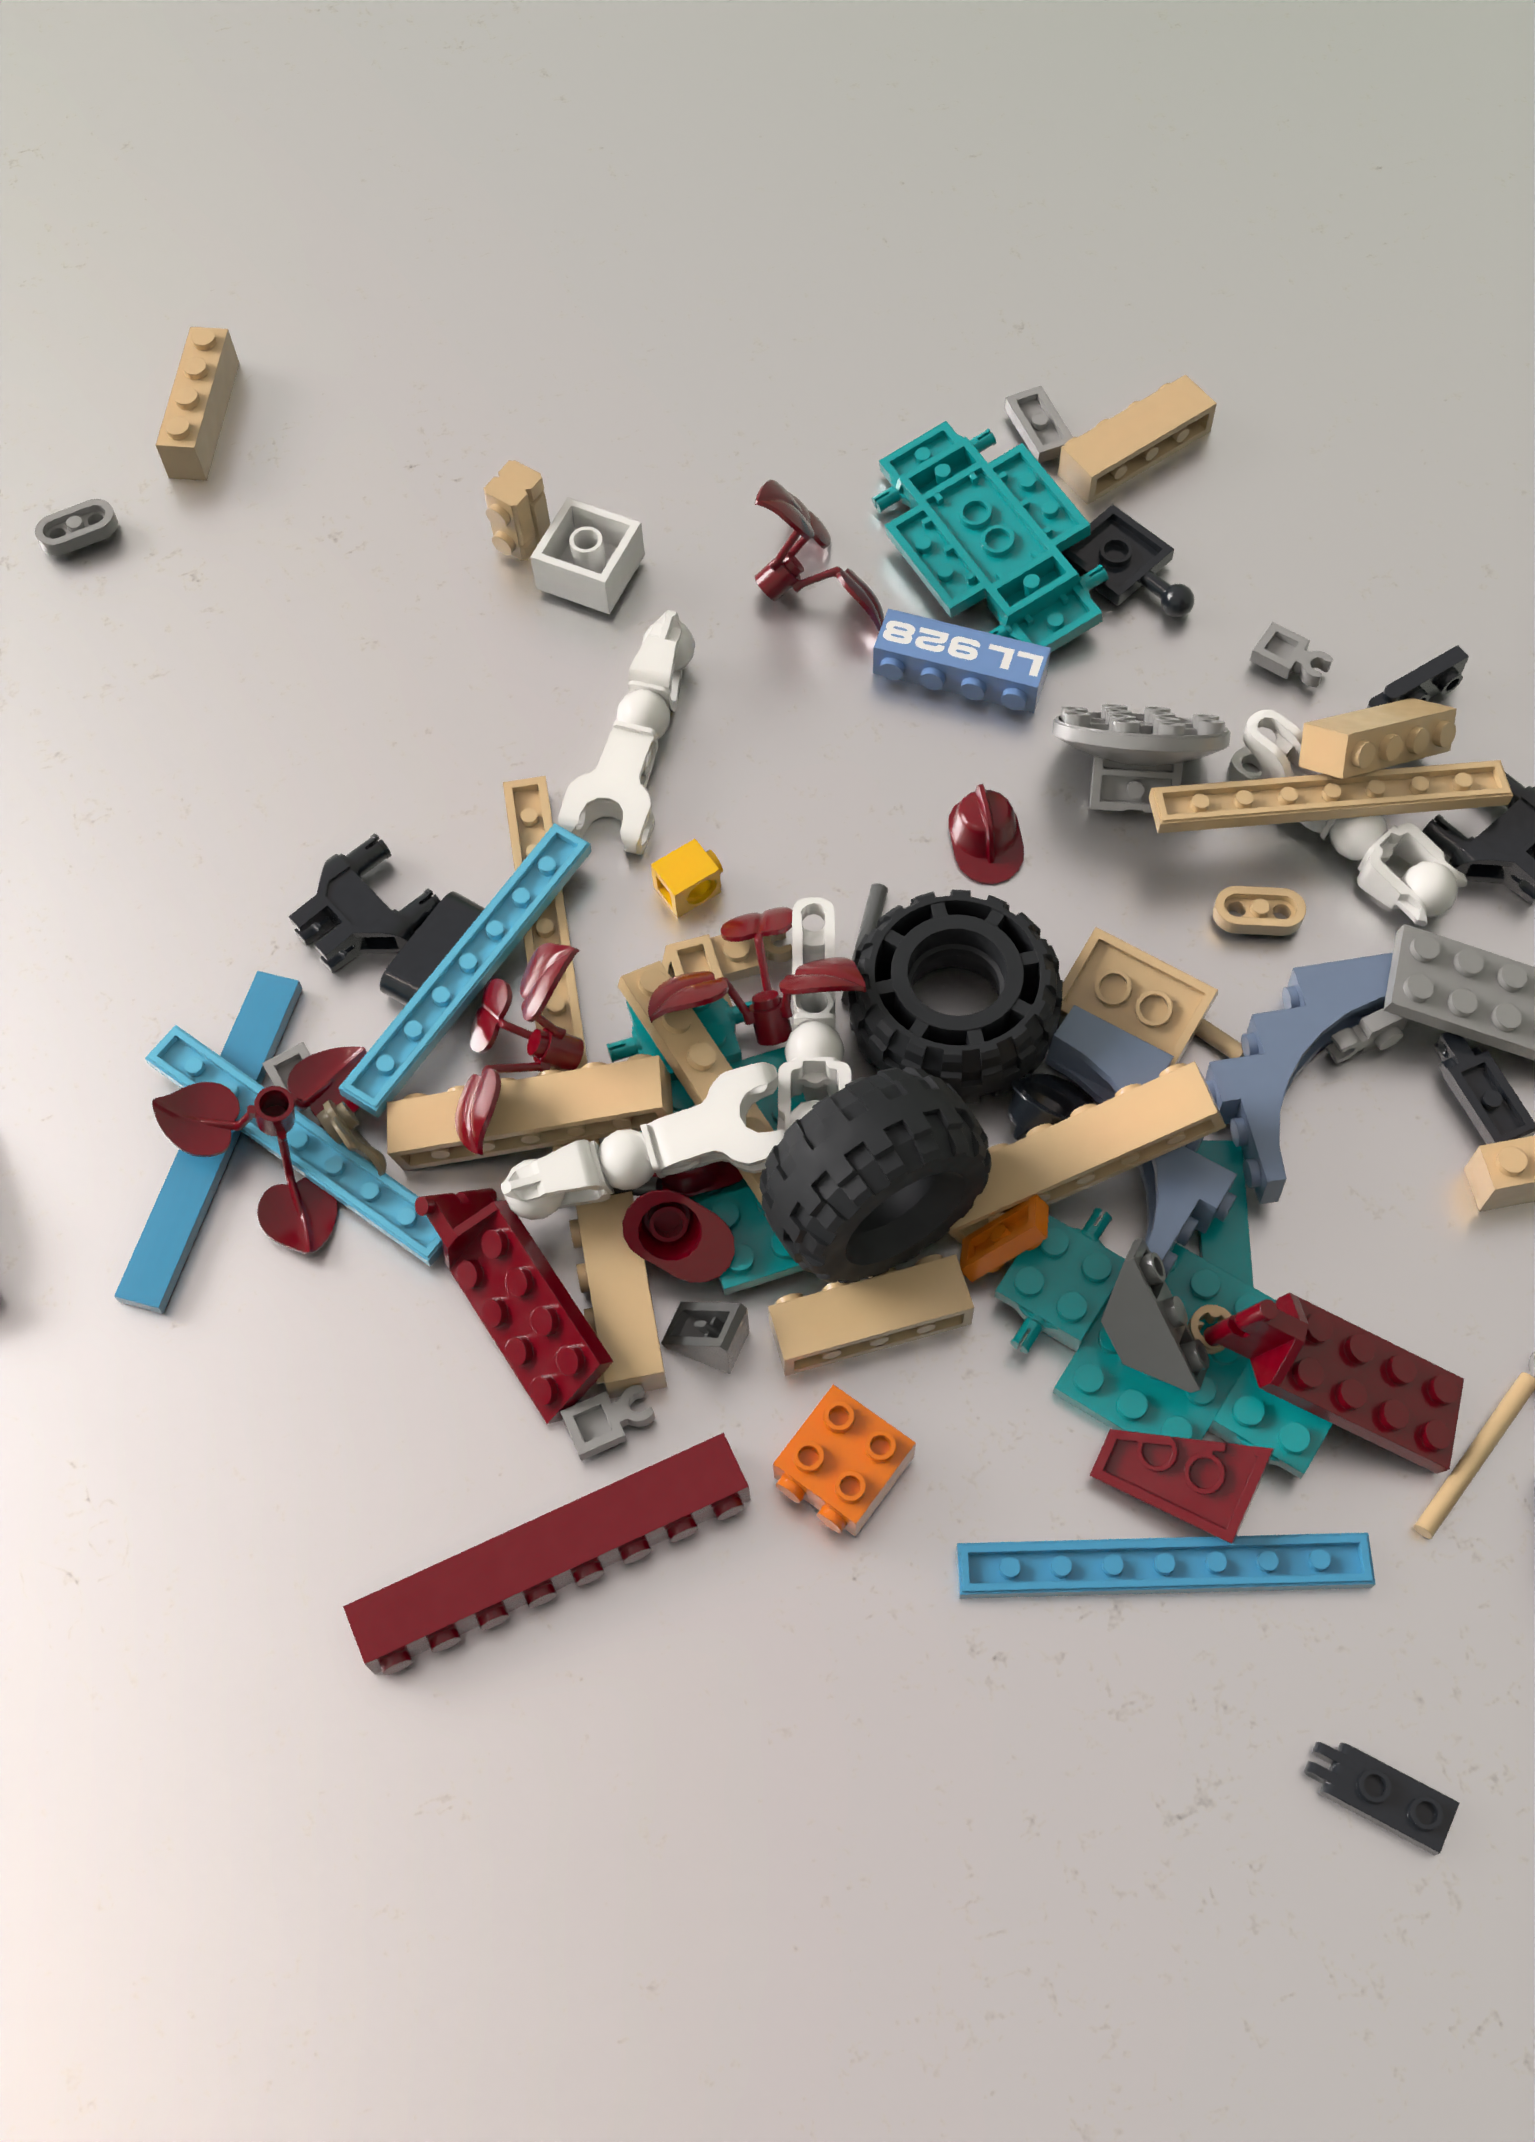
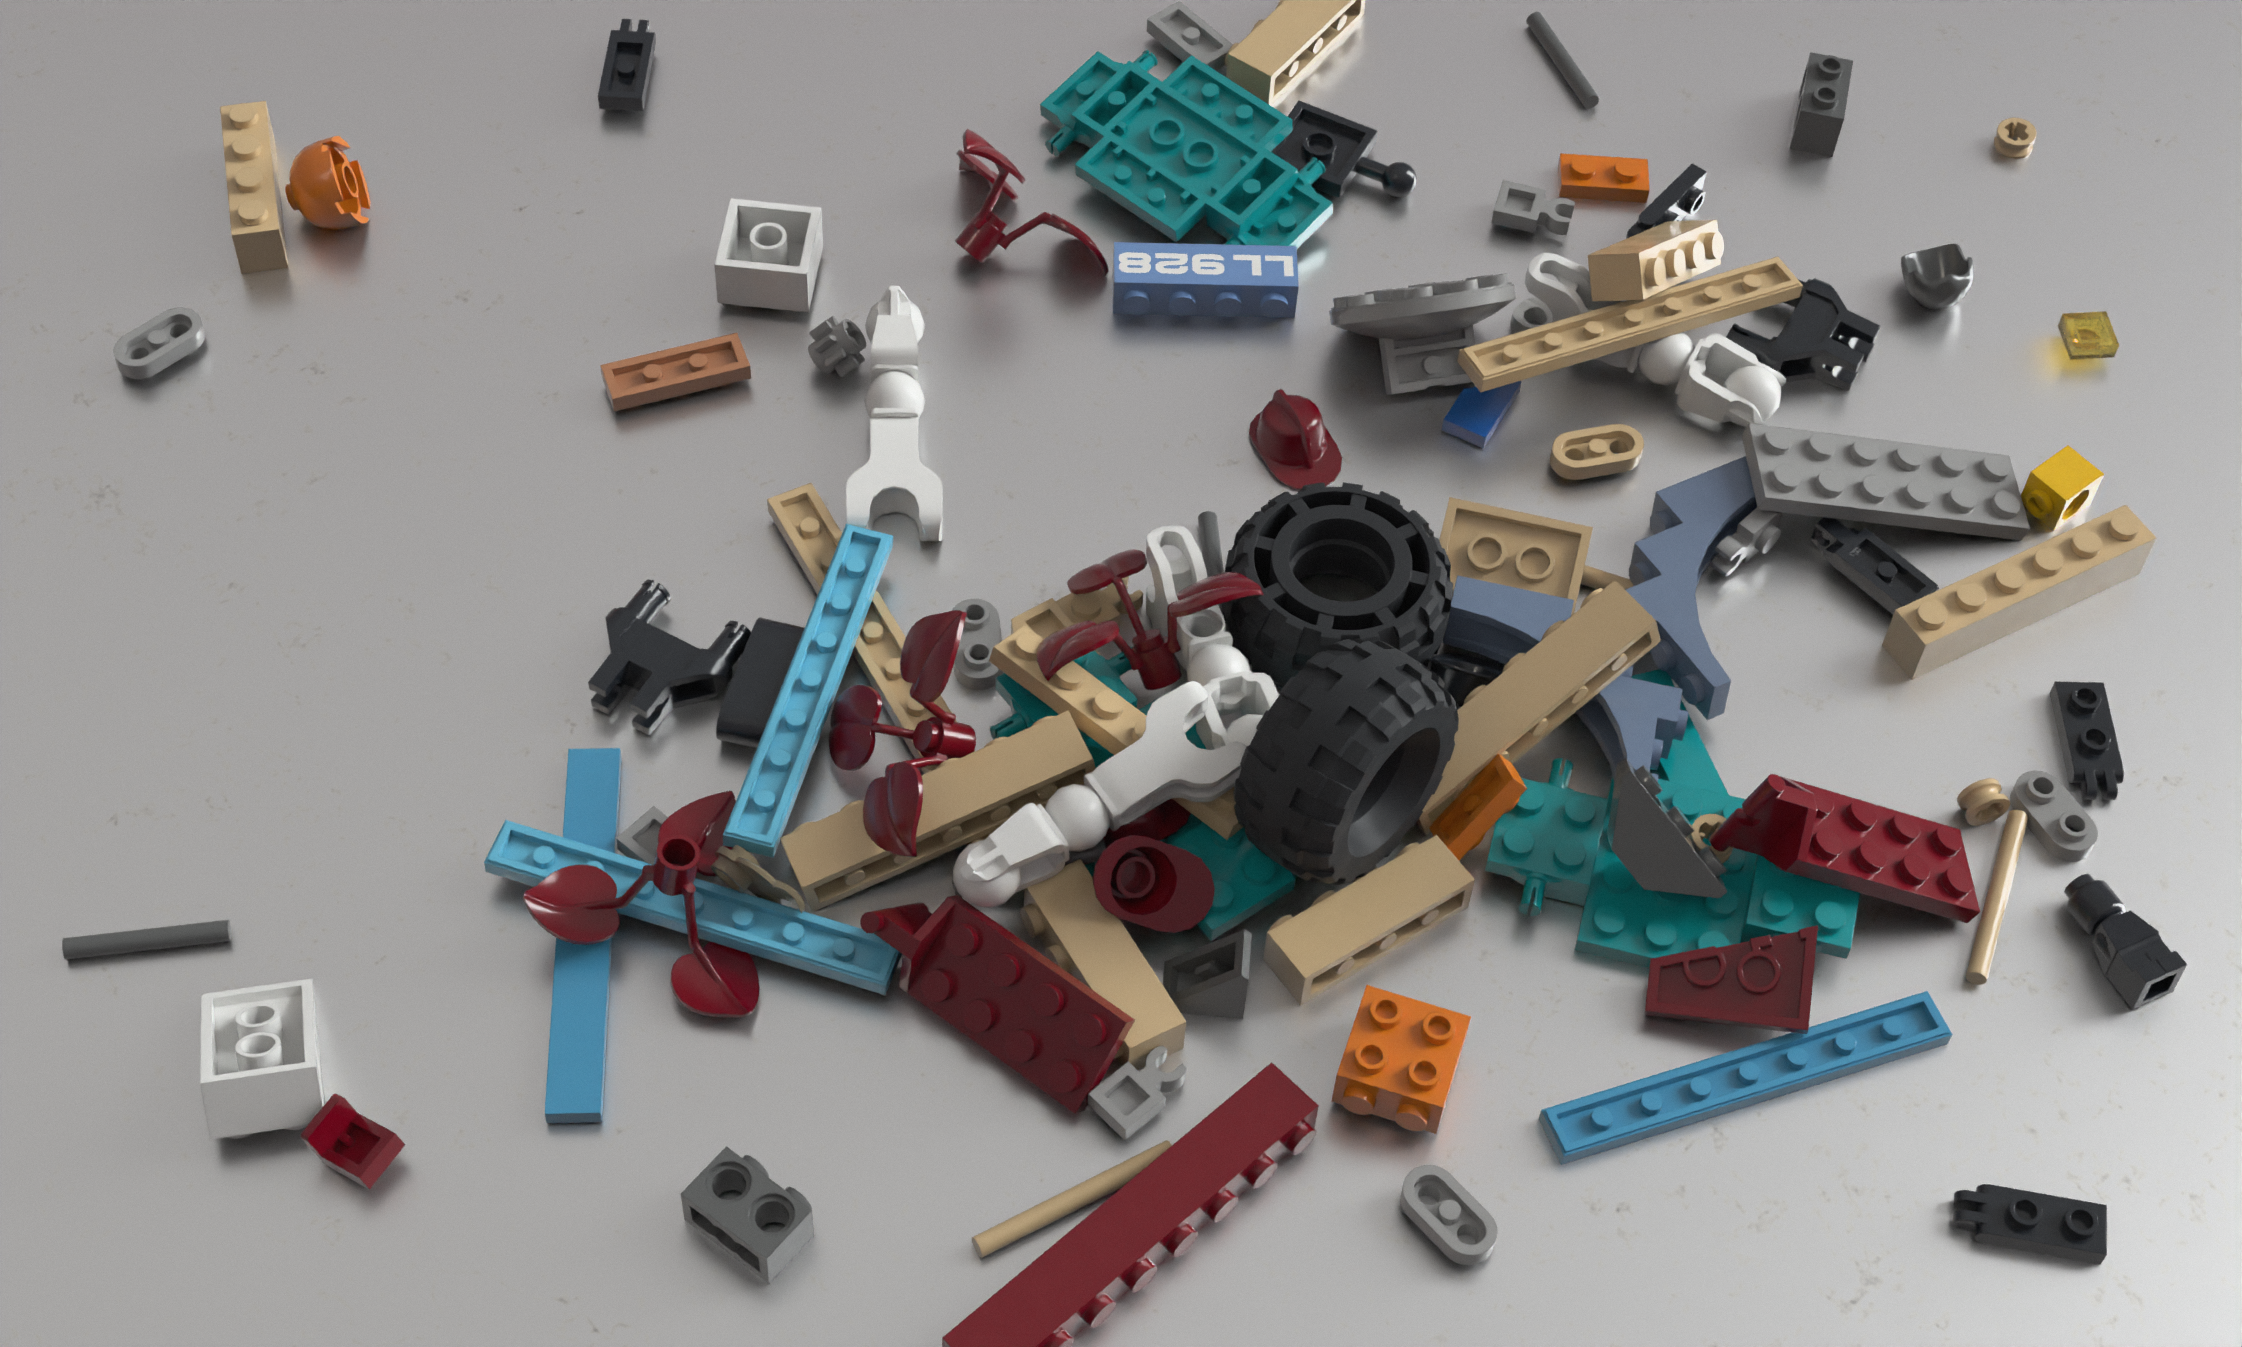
camera: 25 degrees left, 10 degrees down
(231, 1441) = (738, 1221): none -> dark grey brick
(256, 414) = (328, 186): none -> orange cylinder
(475, 645) = (675, 371): none -> nougat plate
(511, 1503) = (1065, 1202): none -> tan bar
(517, 510) = (675, 223): tan brick -> none
(542, 354) = (627, 67): none -> black hinge
(614, 652) = (837, 346): none -> light grey gear
(631, 953) = (976, 642): none -> light grey plate
(687, 877) = (1004, 549): yellow brick -> none
(833, 1621) = (1451, 1216): none -> light grey plate
(1163, 851) = (1479, 413): none -> blue tile
(1373, 638) = (1603, 178): none -> orange plate
(1380, 513) = (1562, 60): none -> dark grey bar
(1497, 1357) = (1983, 802): none -> tan bush

